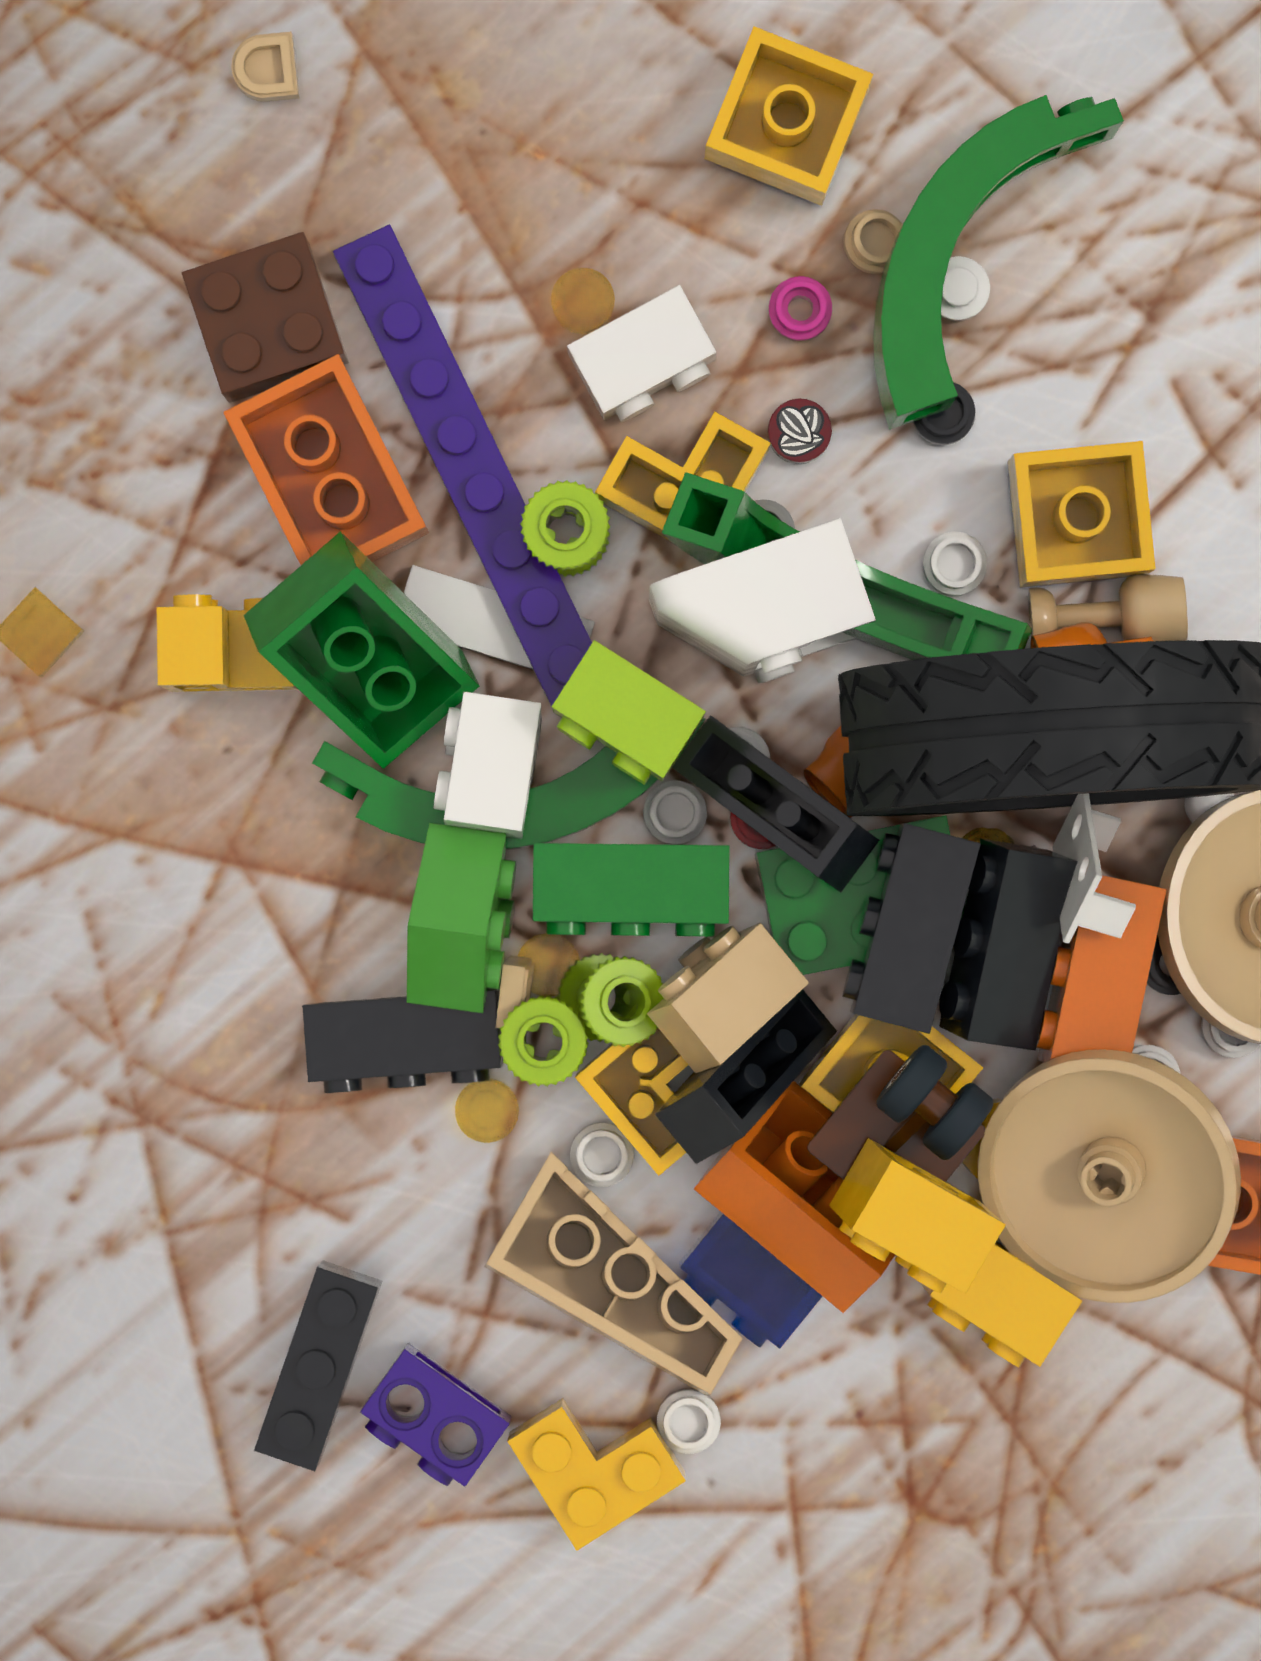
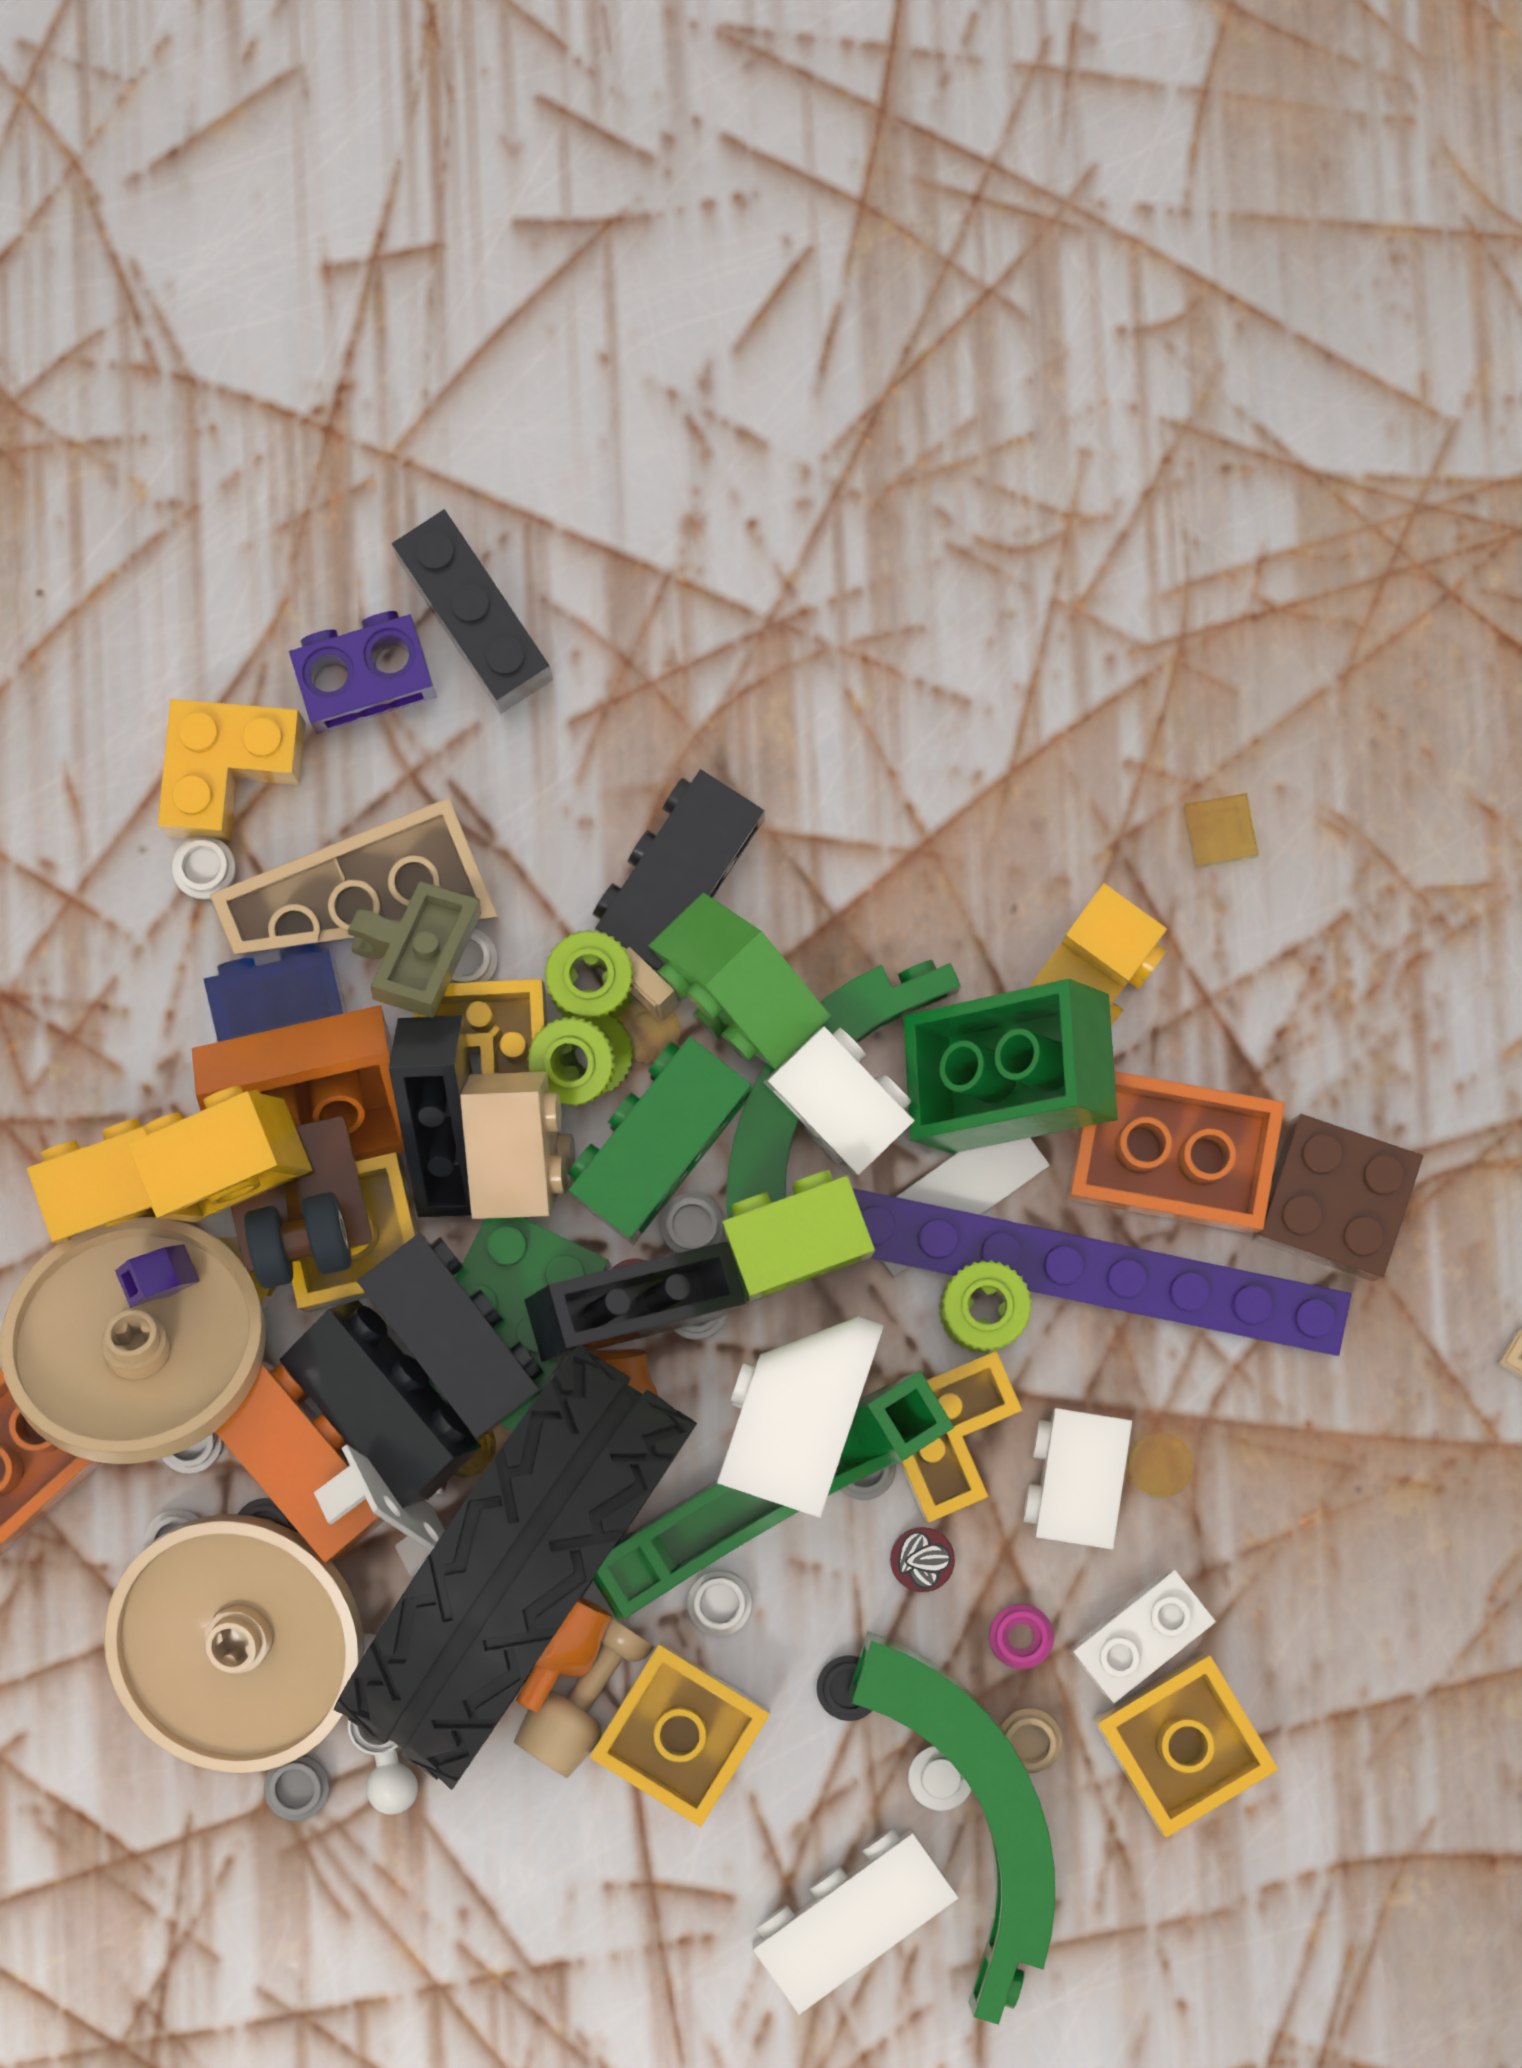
camera: 125 degrees right, 5 degrees down
(487, 1110) = (570, 895): clear yellow tile -> none
(627, 1191) = (420, 949): none -> olive plate
(728, 214) = (1141, 1635): none -> white brick
(1044, 1197) = (156, 1275): none -> dark purple piece
(1119, 273) = (852, 1918): none -> white brick

